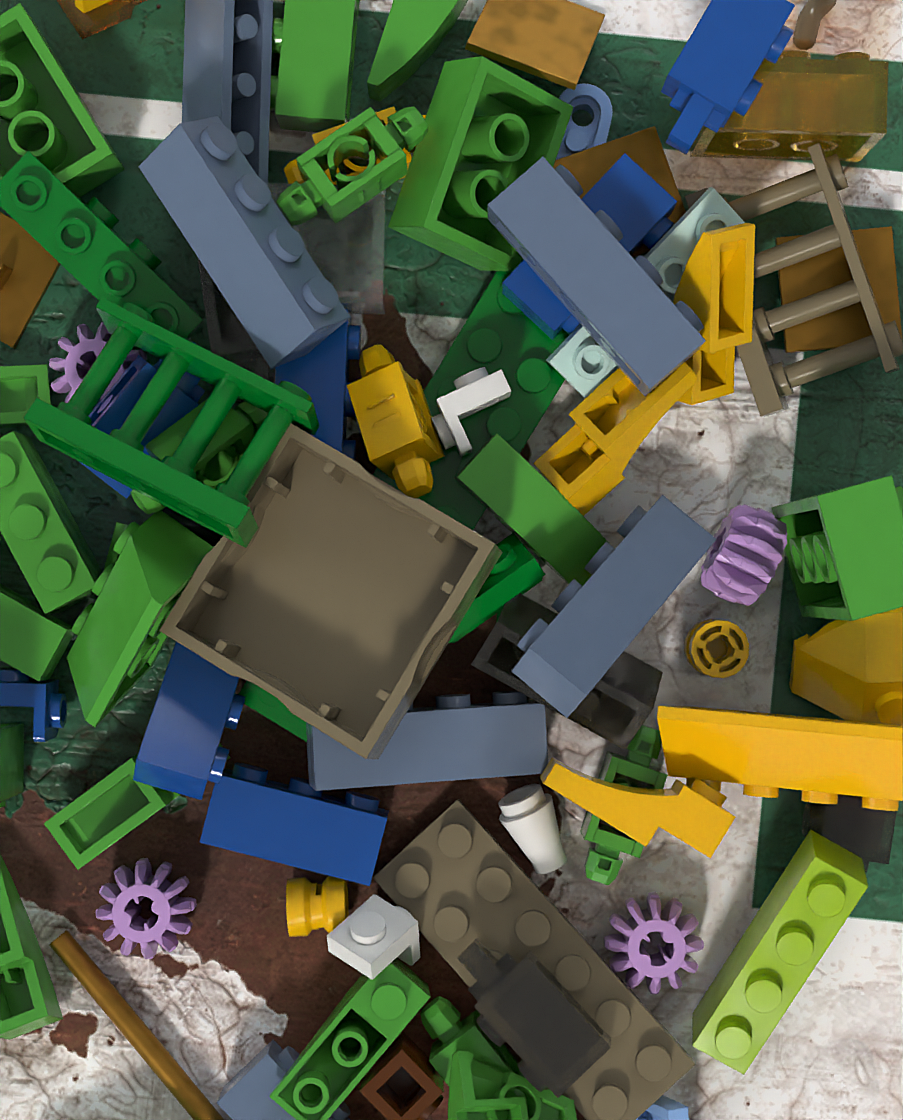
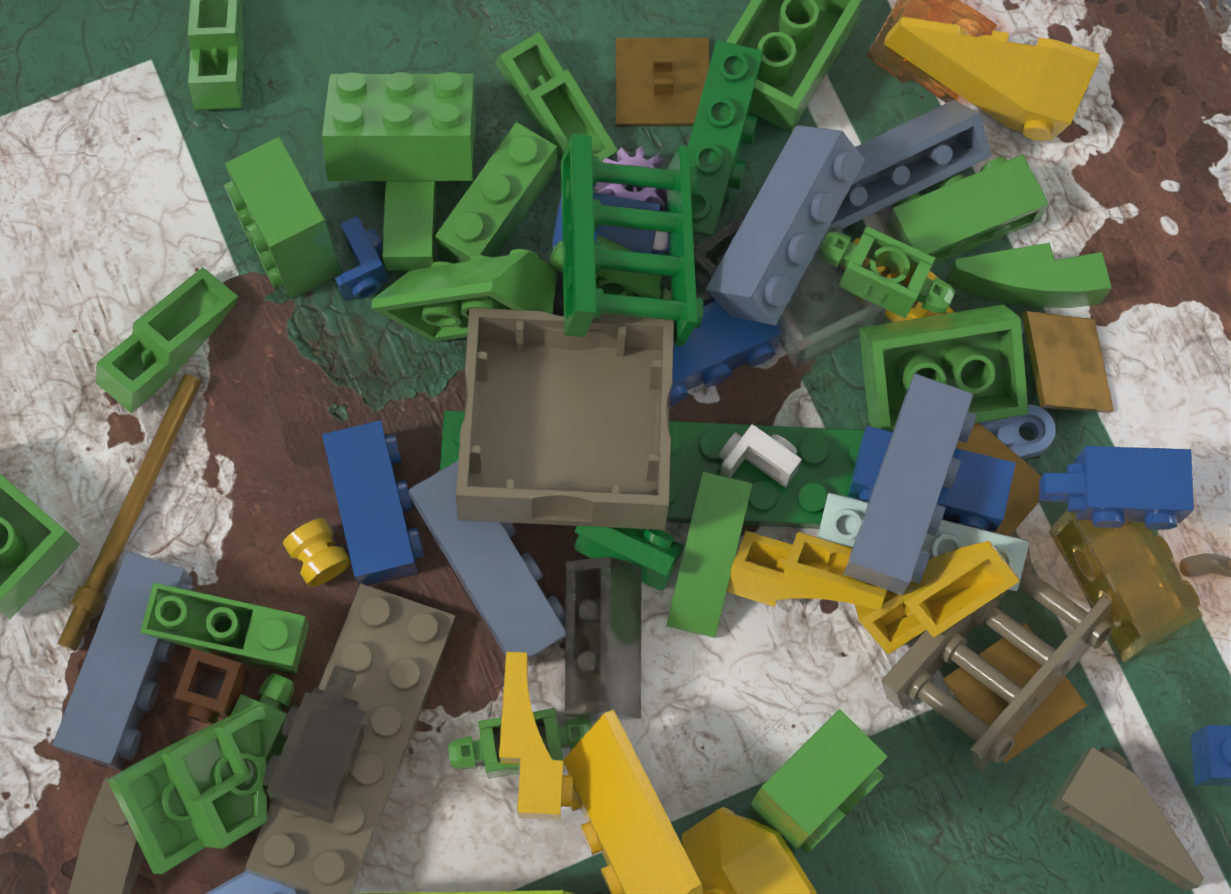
camera: 55 degrees right, 15 degrees down
(106, 814) = (337, 375): bright green slope -> none
(126, 912) = (235, 417): lavender gear -> none
(187, 726) = (408, 376): blue brick -> none
(376, 937) = (319, 602): white bracket -> none
(395, 421) = (718, 408): yellow piece -> none
(534, 827) = (465, 685): white cone -> none
(613, 606) = (672, 638): sand blue brick -> none
(666, 962) = (440, 831): lavender gear -> none
(707, 643) = (679, 757): yellow wheel -> none
(744, 555) = (766, 727): lavender gear -> none

